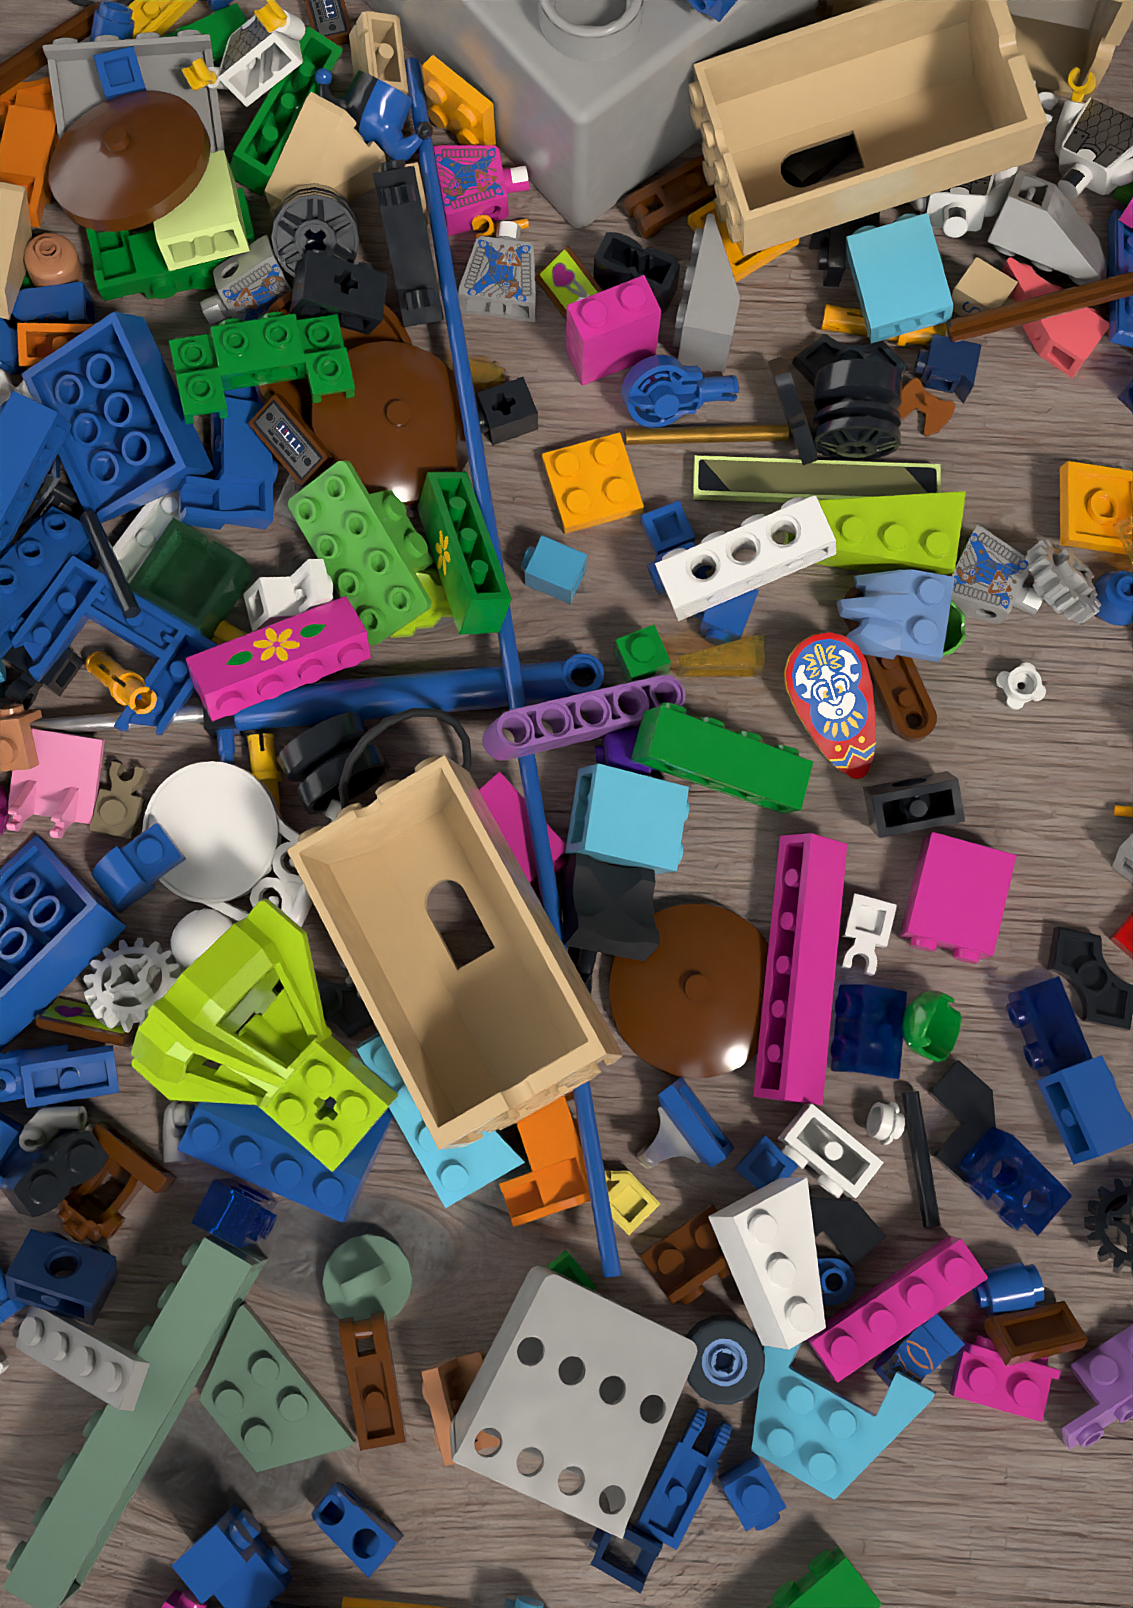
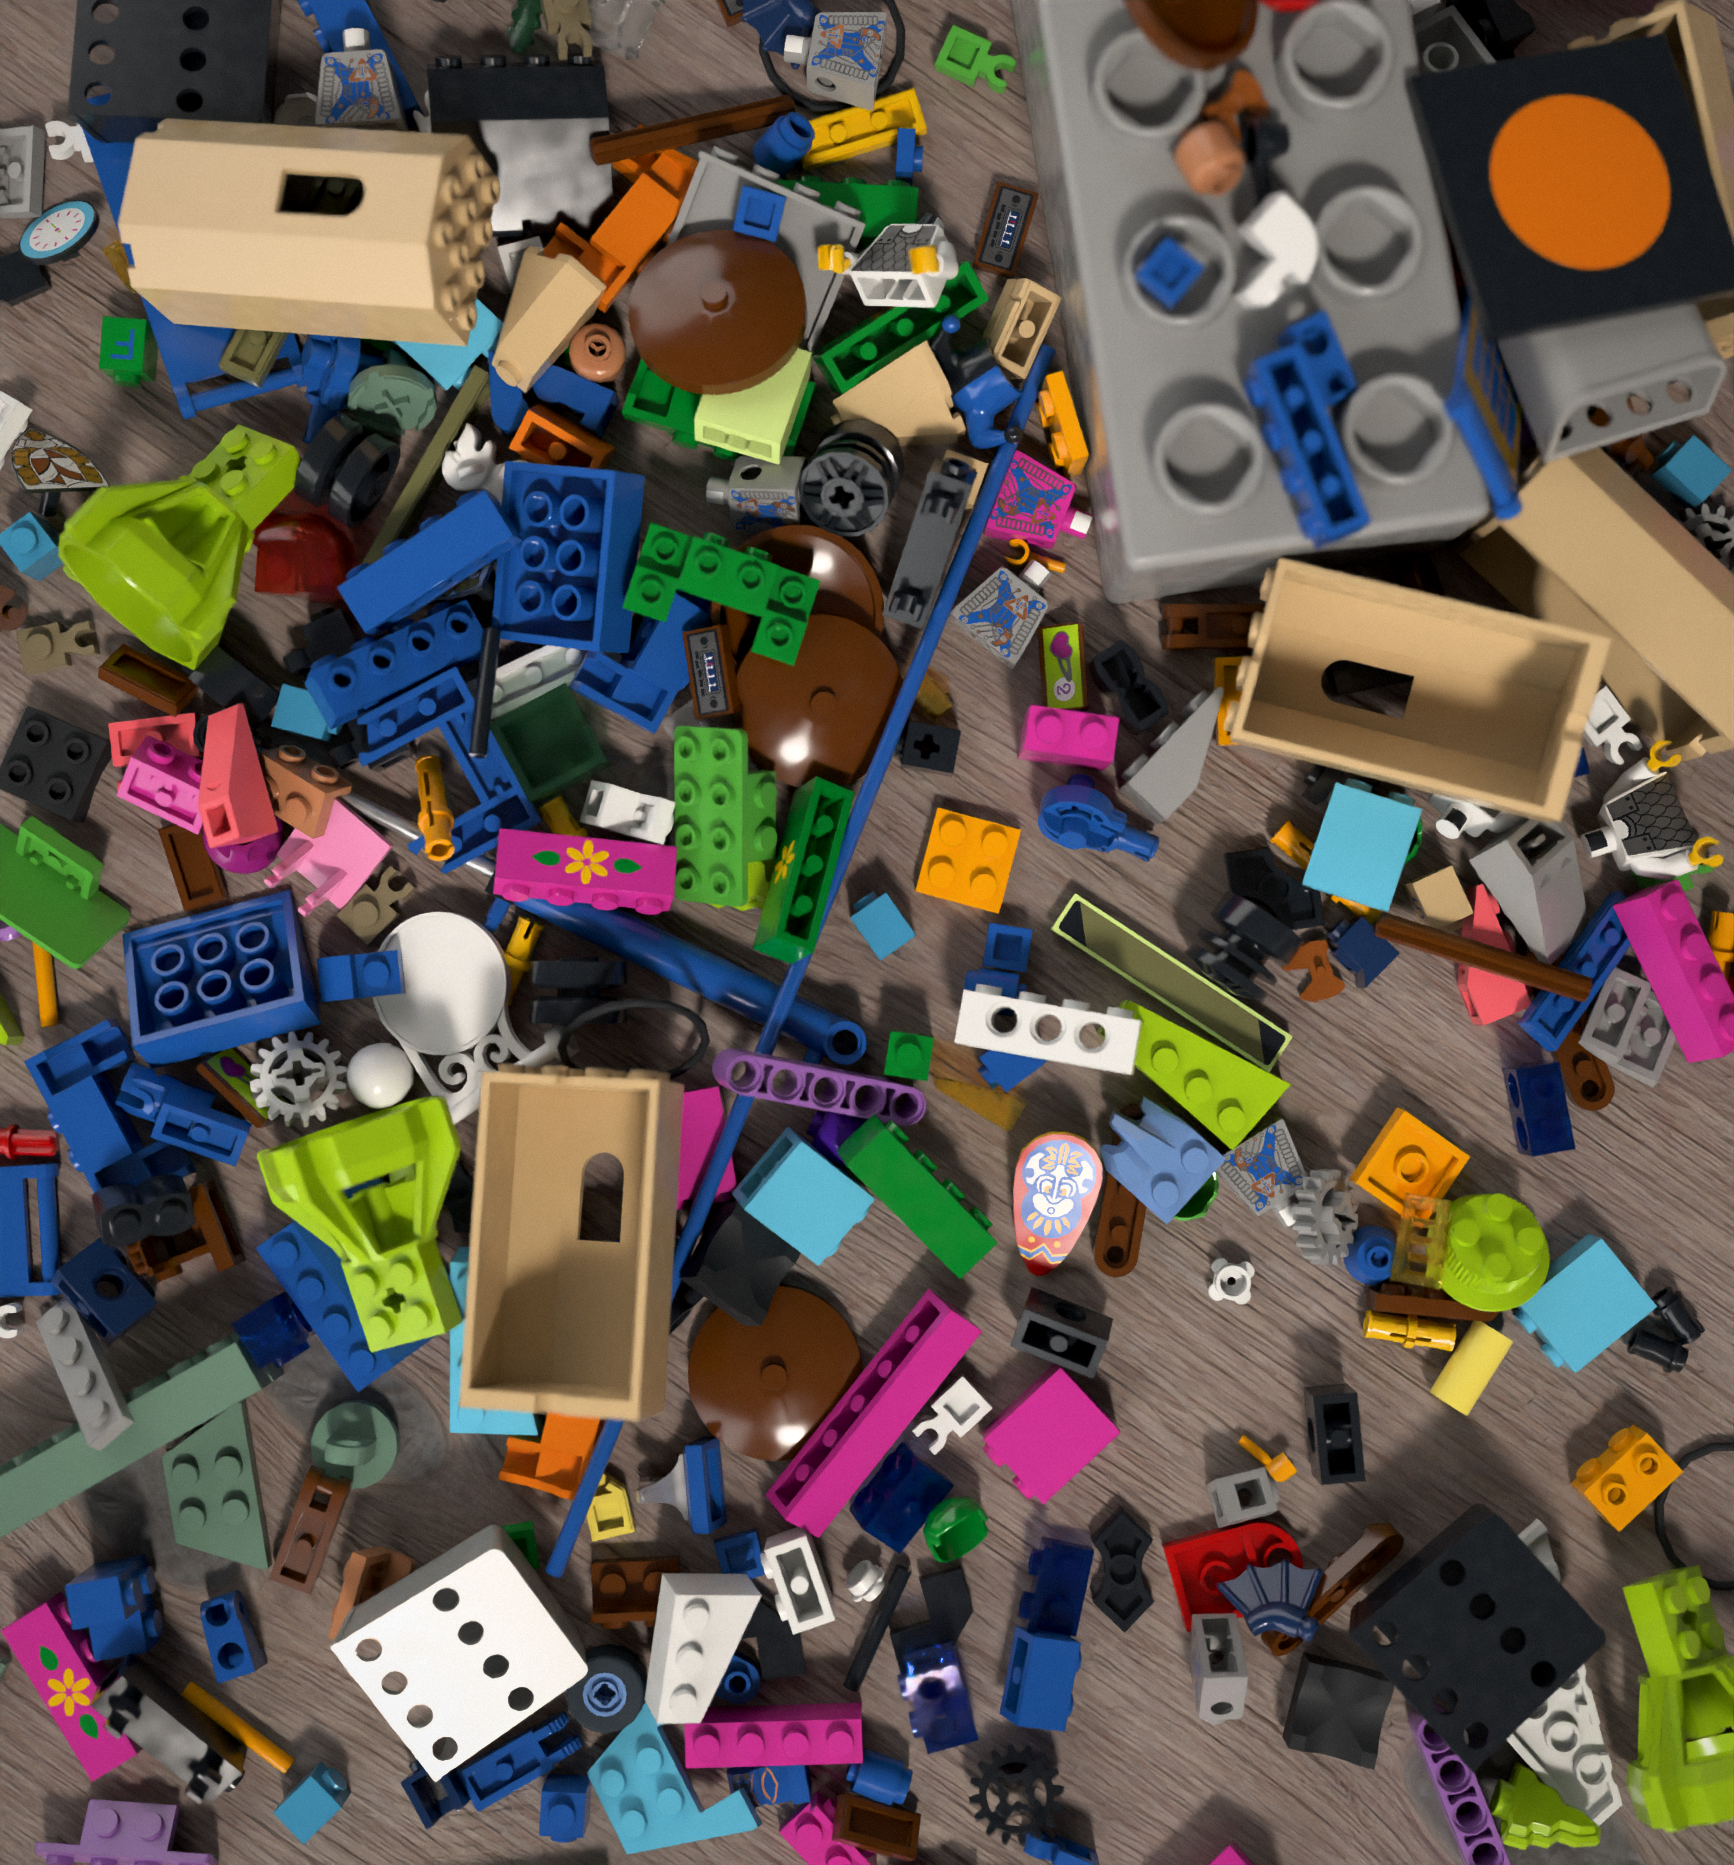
camera: 35 degrees right, 10 degrees up
(48, 1123) = (159, 1161): light grey arm -> none
(176, 1118) = (263, 1225): light grey arm -> none
(339, 287) = (813, 549): black brick -> none
(706, 434) = (1100, 877): pearl gold bar -> none
(793, 410) = (1188, 907): black tile -> none

